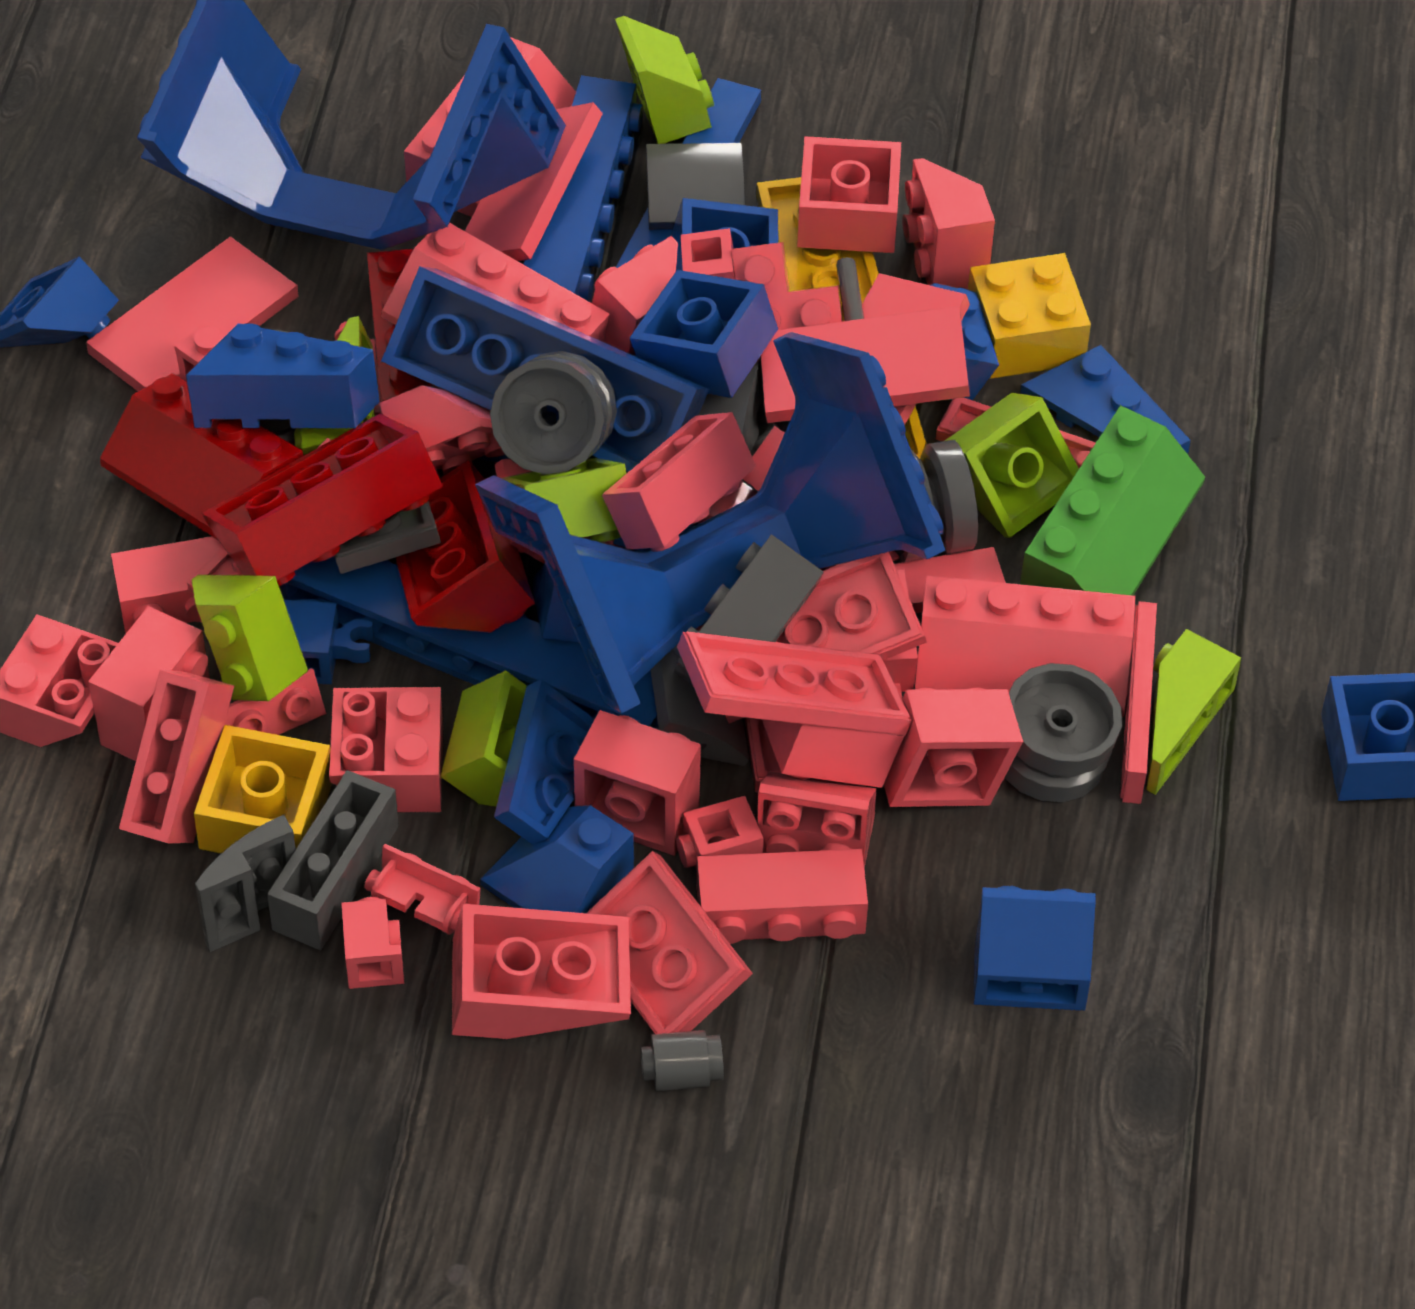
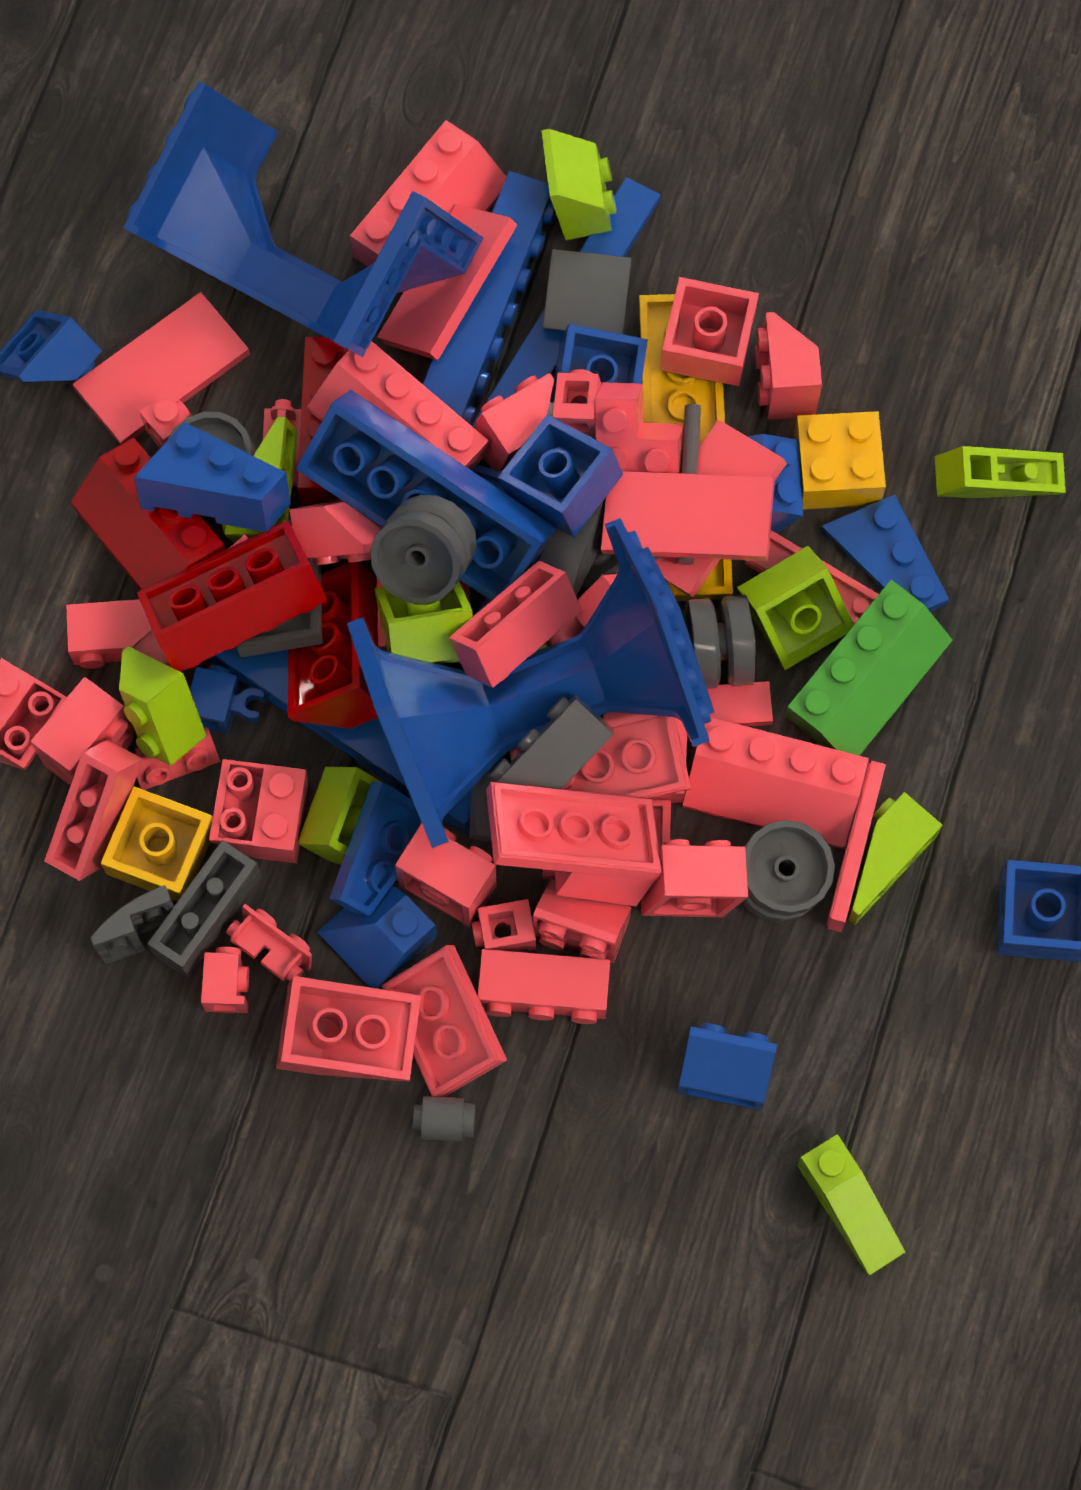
camera: 10 degrees right, 20 degrees up
(1212, 308) = (998, 473): none -> lime slope
(1222, 1088) = (851, 1204): none -> lime slope

